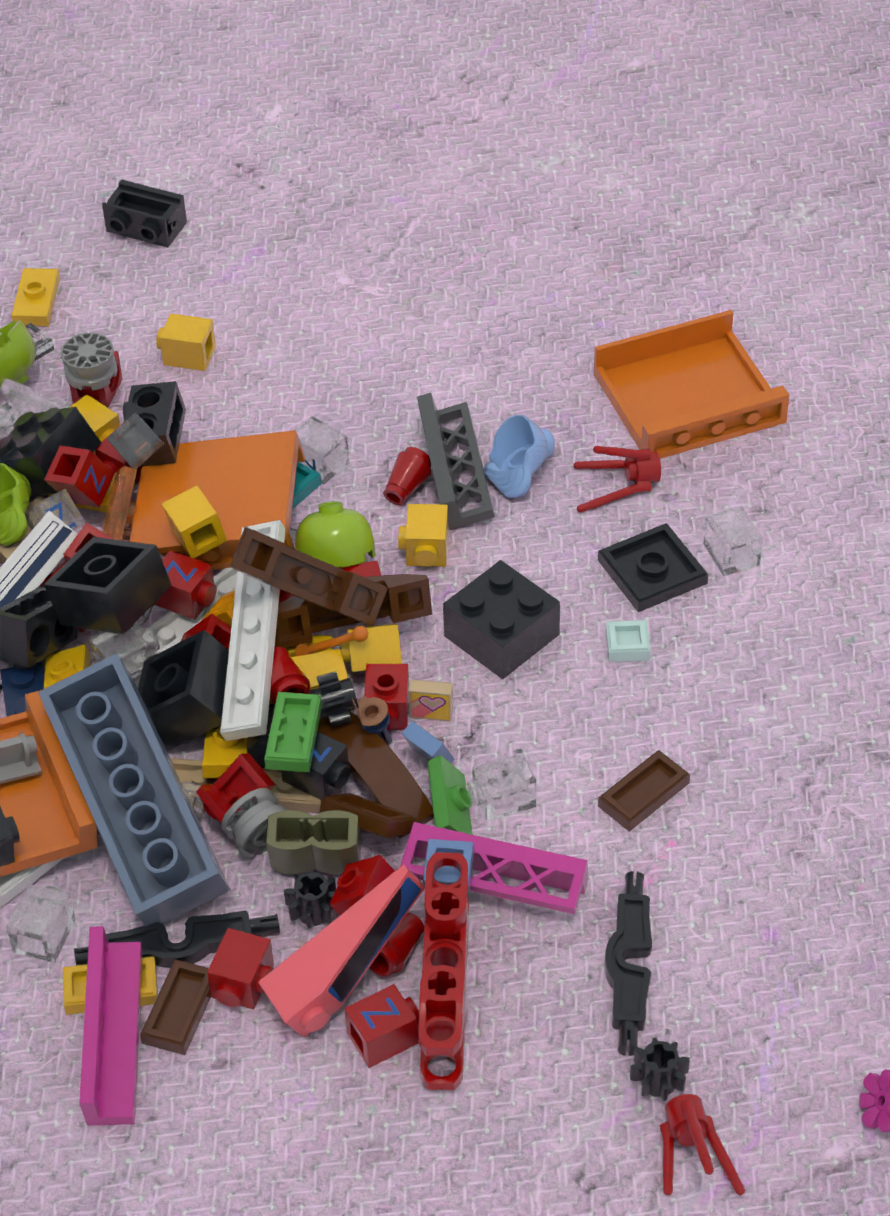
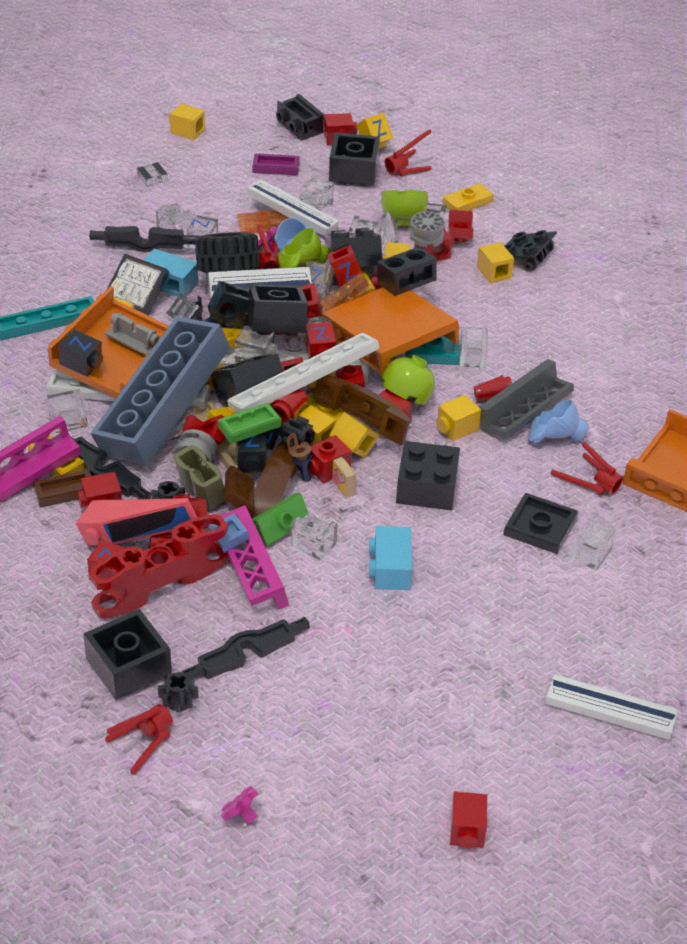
camera: 50 degrees right, 5 degrees down
(82, 321) = (460, 225): none -> red bracket
(135, 441) = (379, 265): clear tile -> none
(145, 213) = (568, 201): black hinge -> none
(189, 293) = (531, 247): none -> black hinge
(194, 522) = (352, 316): yellow brick -> none
(307, 577) = (348, 367): reddish brown slope -> none
(358, 634) = (343, 415): orange hinge -> none
(425, 743) = (310, 491): medium blue tile -> none
(564, 1087) = (127, 653): none -> black brick
(606, 731) = (391, 558): none -> medium azure brick
(627, 641) = (474, 539): light aqua tile -> none
(643, 790) = (371, 597): reddish brown tile -> none

